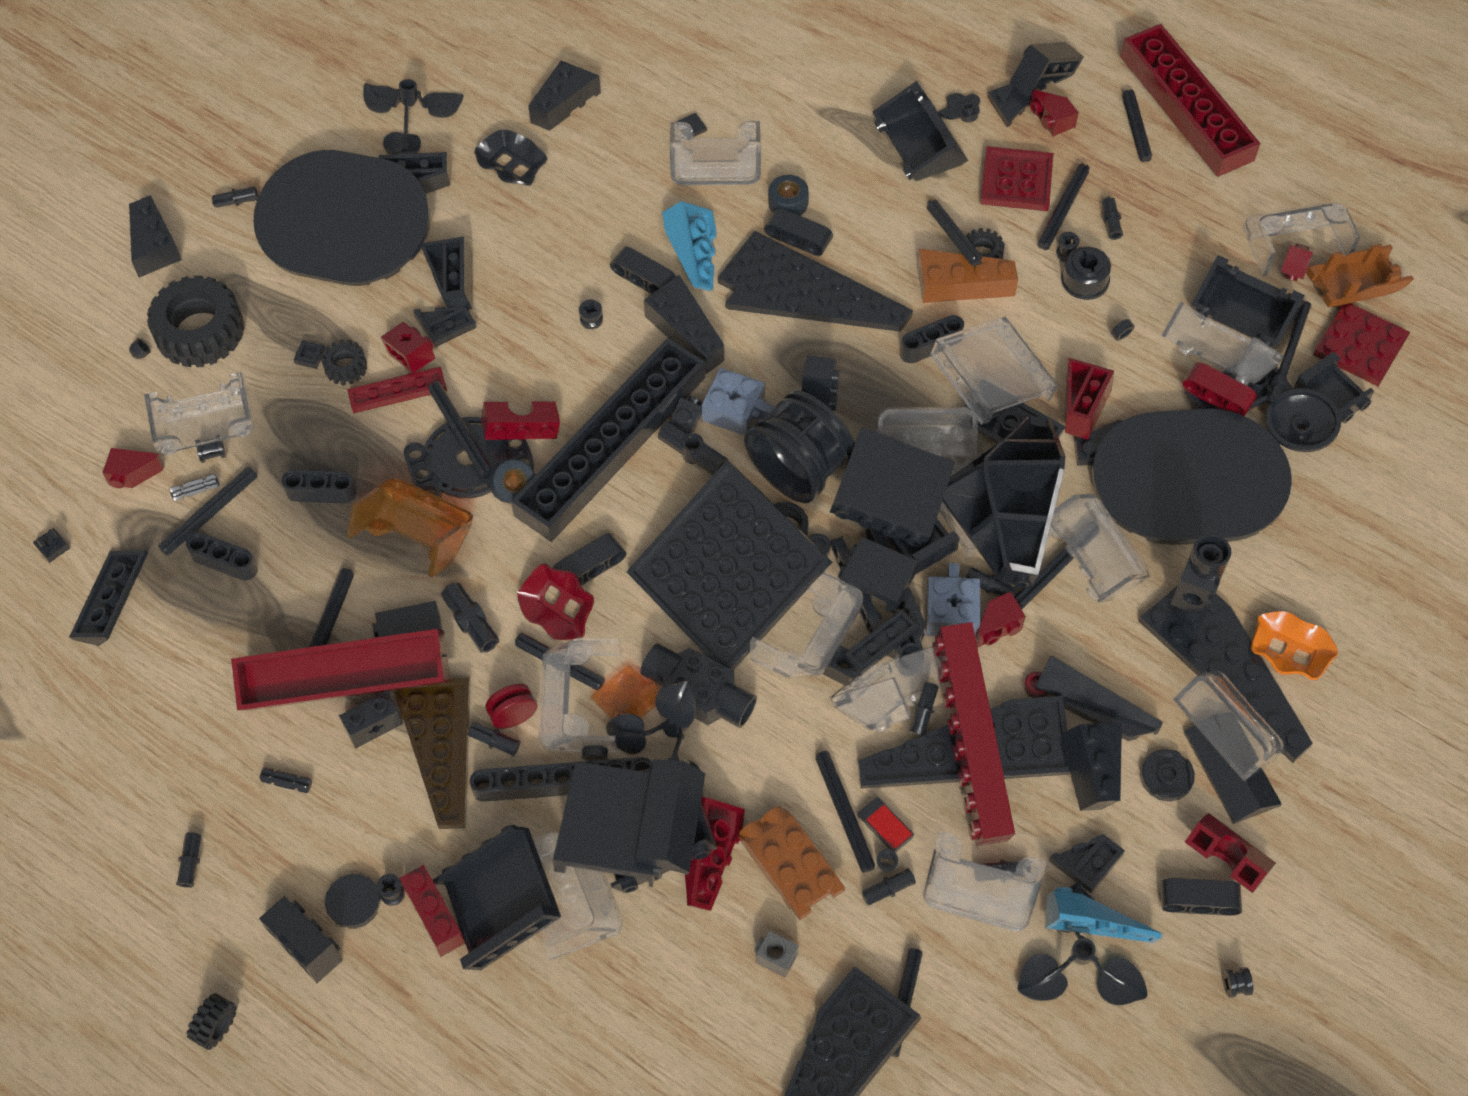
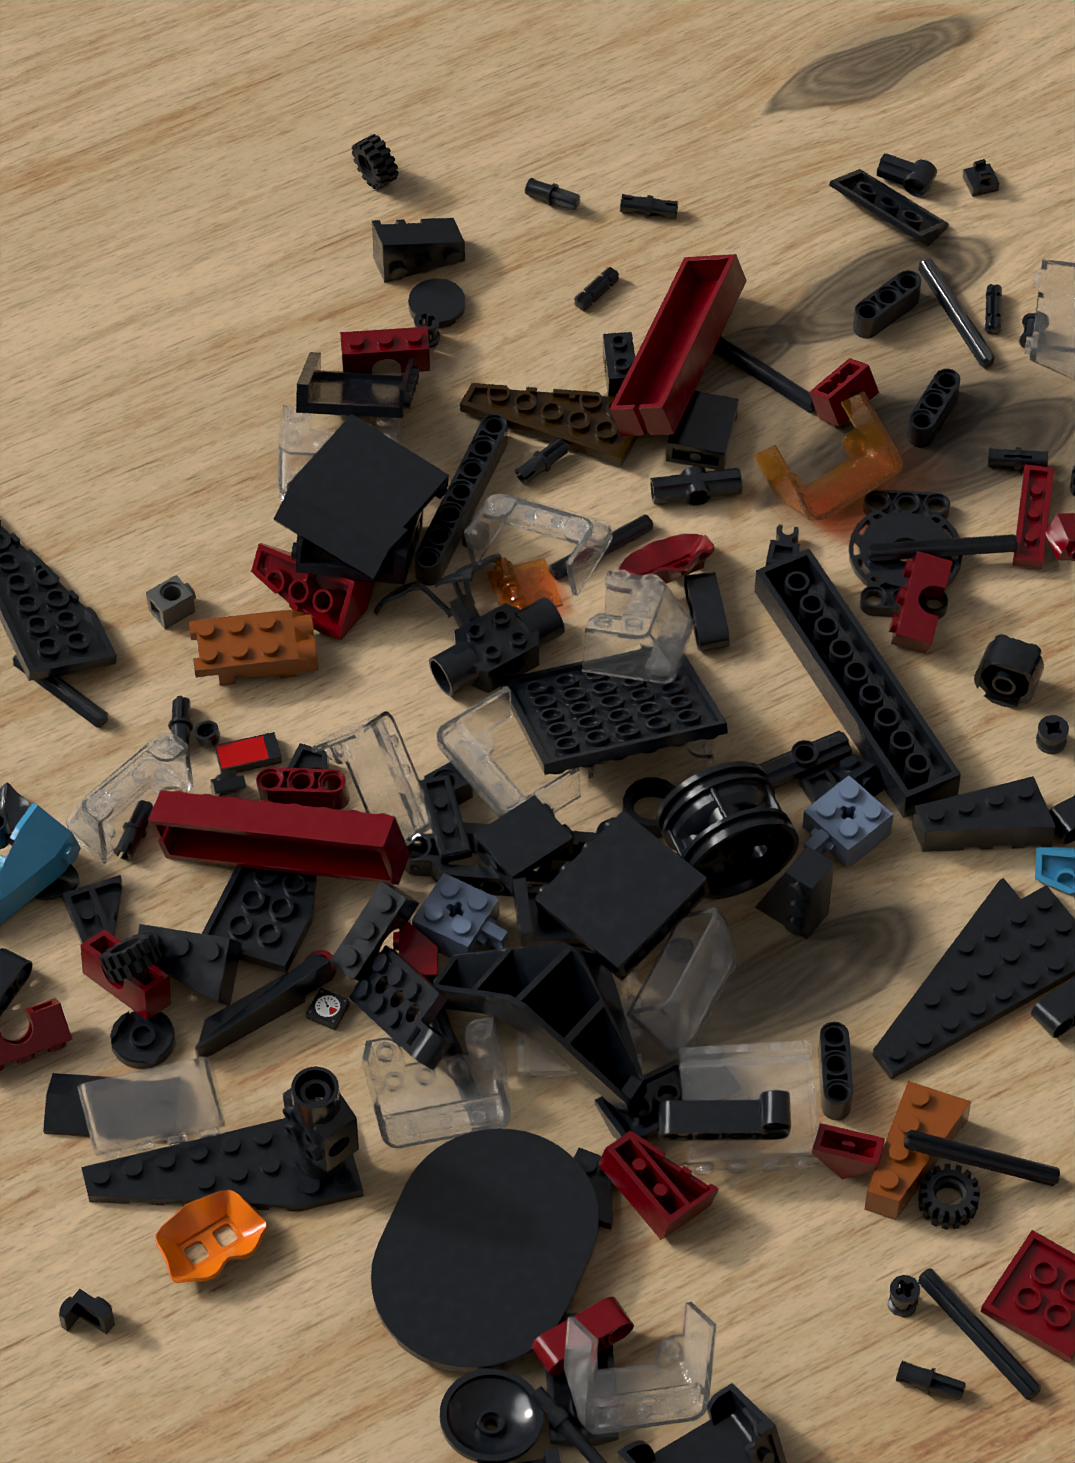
camera: 115 degrees right, 5 degrees down
(66, 590) = (913, 176): none -> black piece
(130, 467) = (1044, 246): dark red slope -> none
(173, 778) = (649, 206): none -> black pin
(333, 546) = (841, 384): none -> dark red brick
(344, 418) = (1017, 458): none -> black pin
(509, 533) = (783, 546): none -> black plate
(511, 706) = (564, 480): dark red head -> none
(519, 476) = (847, 568): black wheel -> none
(555, 348) = (1009, 671): none -> black brick
(669, 557) = (645, 638): none -> clear windscreen
(709, 433) = (817, 784): none -> black tile
(845, 812) = (277, 723): black axle -> none
(909, 763) = (304, 787): none -> dark red beam
(940, 804) = (227, 784): none -> black hinge
(993, 299) = (847, 1150): none -> dark red slope
(1021, 359) = (726, 1119): none -> black beam
(1023, 649) = (384, 913): none -> black arch
(1071, 657) = (327, 1009): none -> tile
(1083, 560) = (417, 1036): none -> black hinge
(1086, 273) = (850, 1297): black wheel -> none
(1122, 329) = (741, 1294): black tile -> none
(1133, 797) = (130, 957): none -> black tyre
(1139, 800) = (143, 993): none -> dark red arch
(1393, 700) = (93, 1310): none -> black bracket

